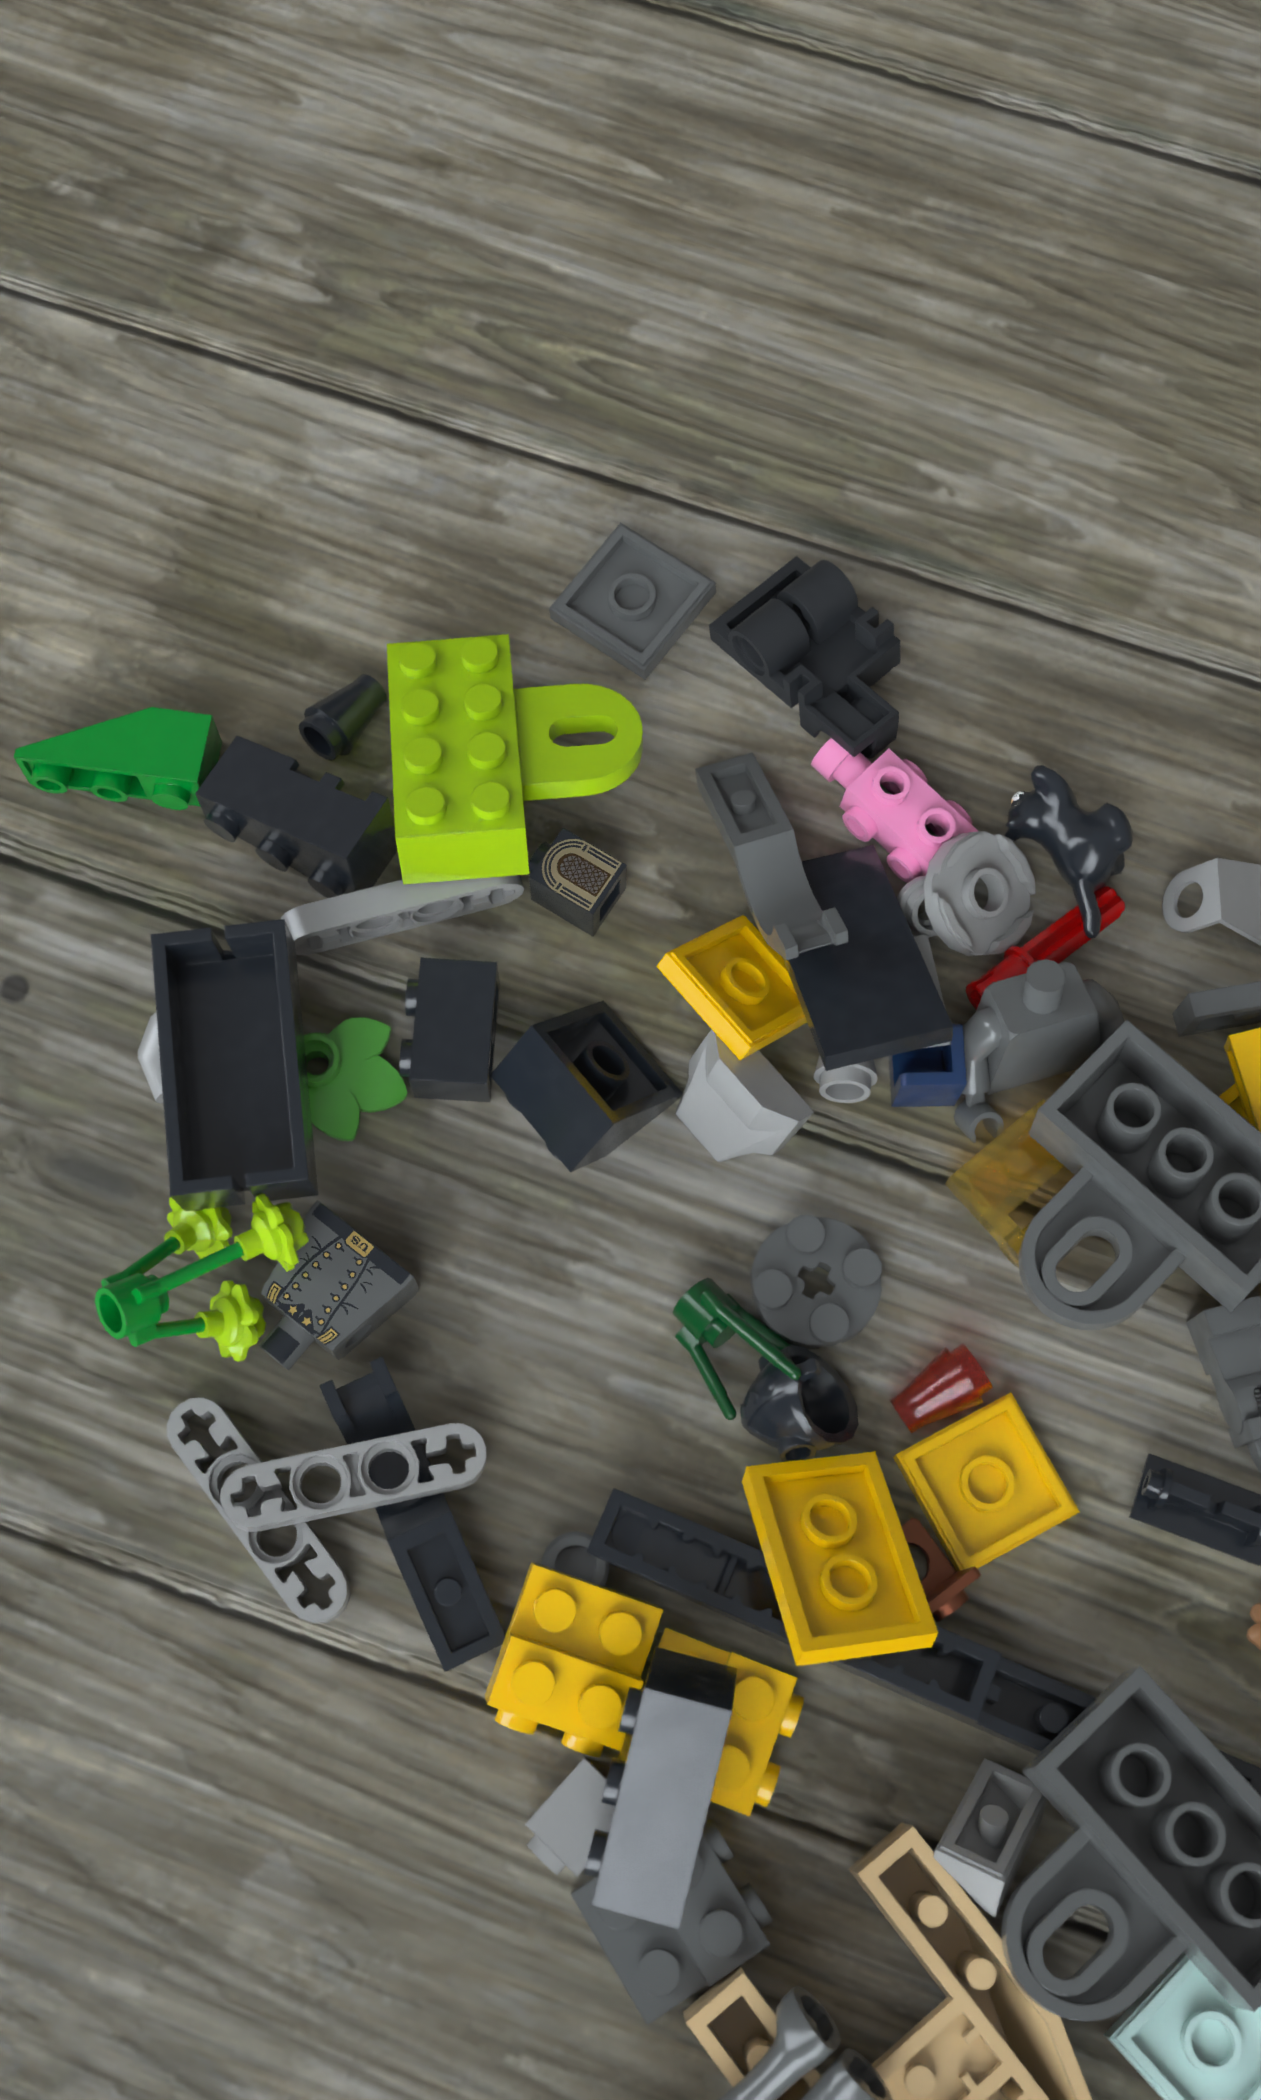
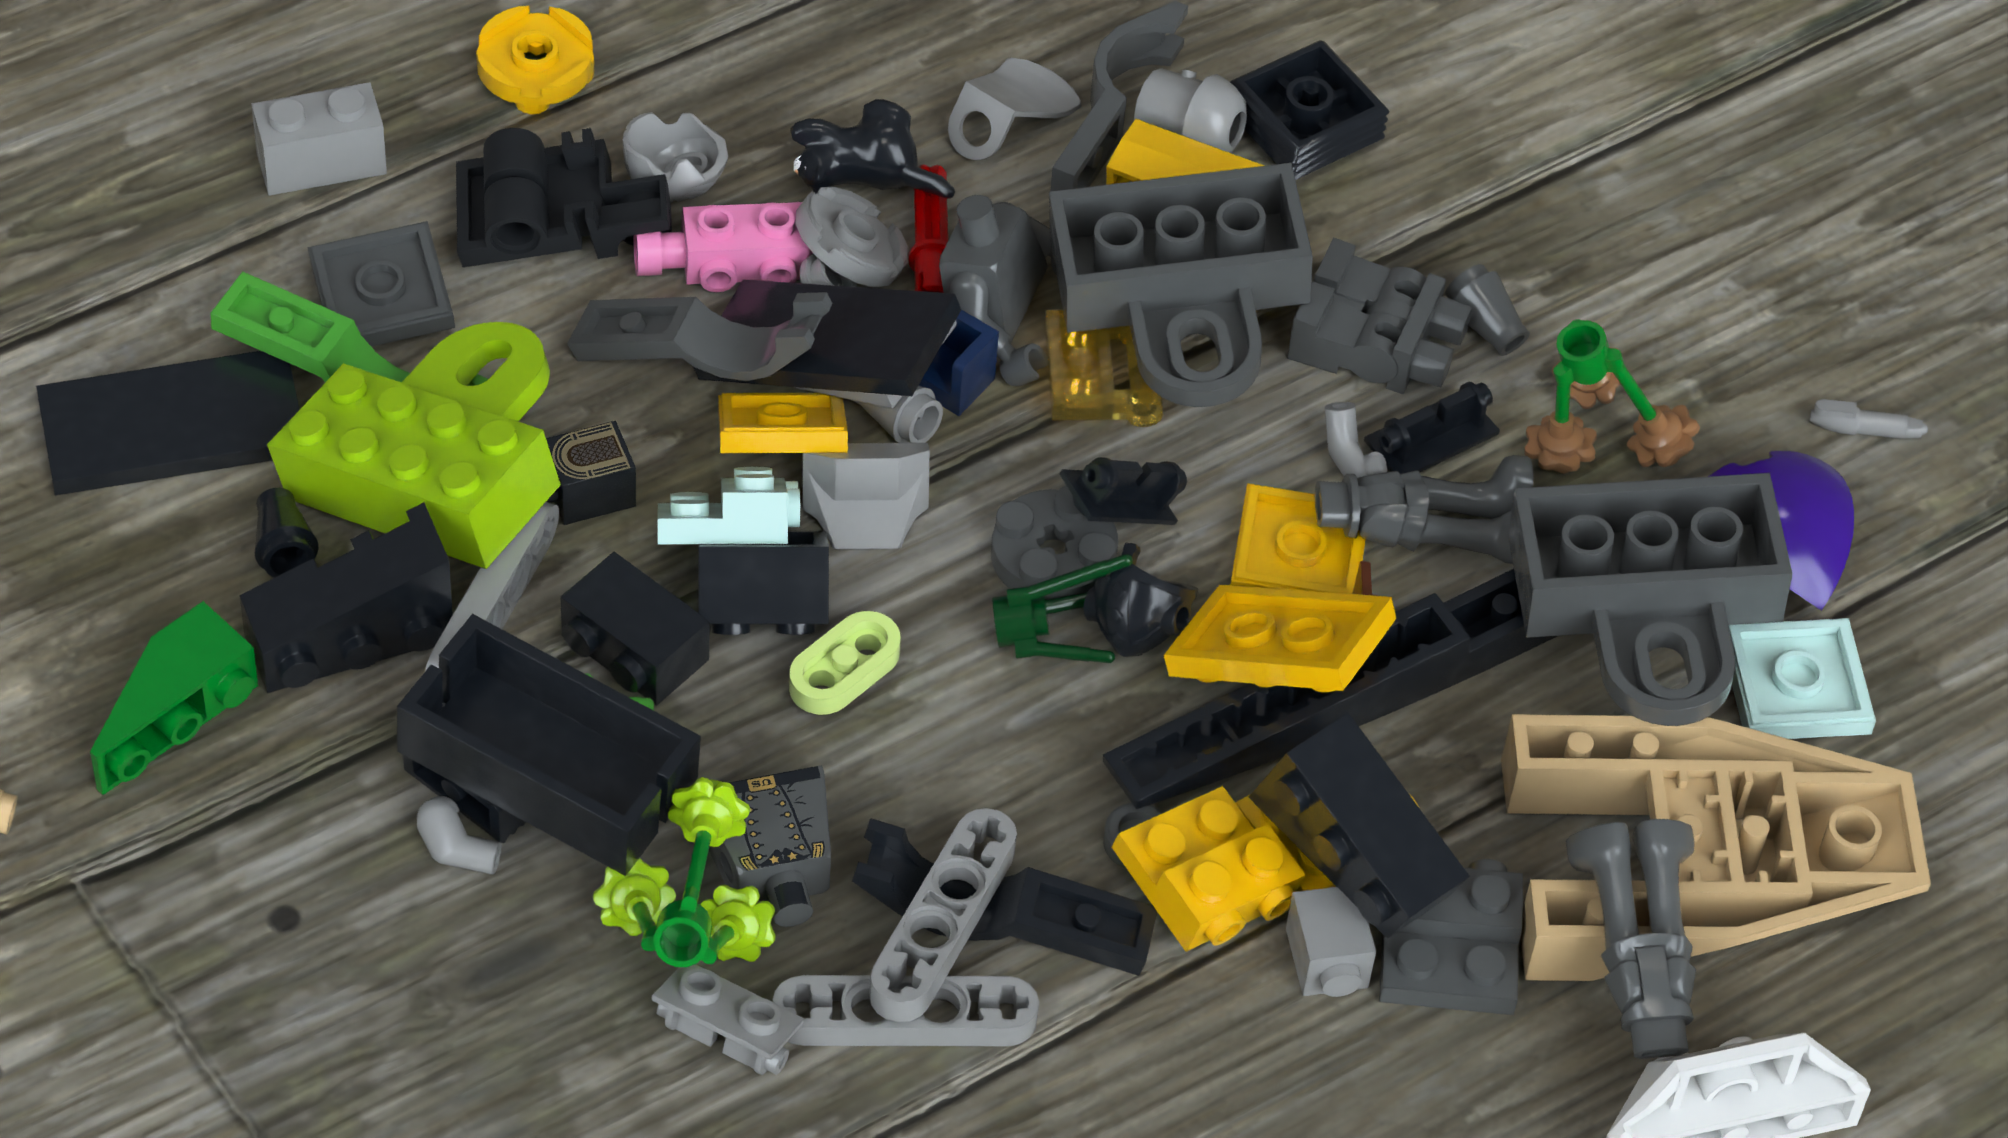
camera: 55 degrees left, 20 degrees down
(135, 1393) = (709, 1005): none -> light grey hinge
(389, 557) = (165, 420): none -> black tile
(529, 599) = (298, 330): none -> bright green piece
(556, 1204) = (839, 665): none -> yellowish green plate
(603, 1021) = (751, 511): none -> light aqua plate
(730, 448) = (319, 138): none -> light grey brick
(899, 1304) = (1125, 491): none -> black hinge
(939, 699) = (684, 151): none -> light grey hair
(942, 1389) = (1208, 515): clear red cone -> none
(953, 558) = (535, 82): none -> yellow plate
(991, 1833) = (1556, 686): light grey slope -> none
(1079, 1543) = (1395, 508): none -> dark grey piece
(1118, 1449) = (1344, 444): none -> light grey arm

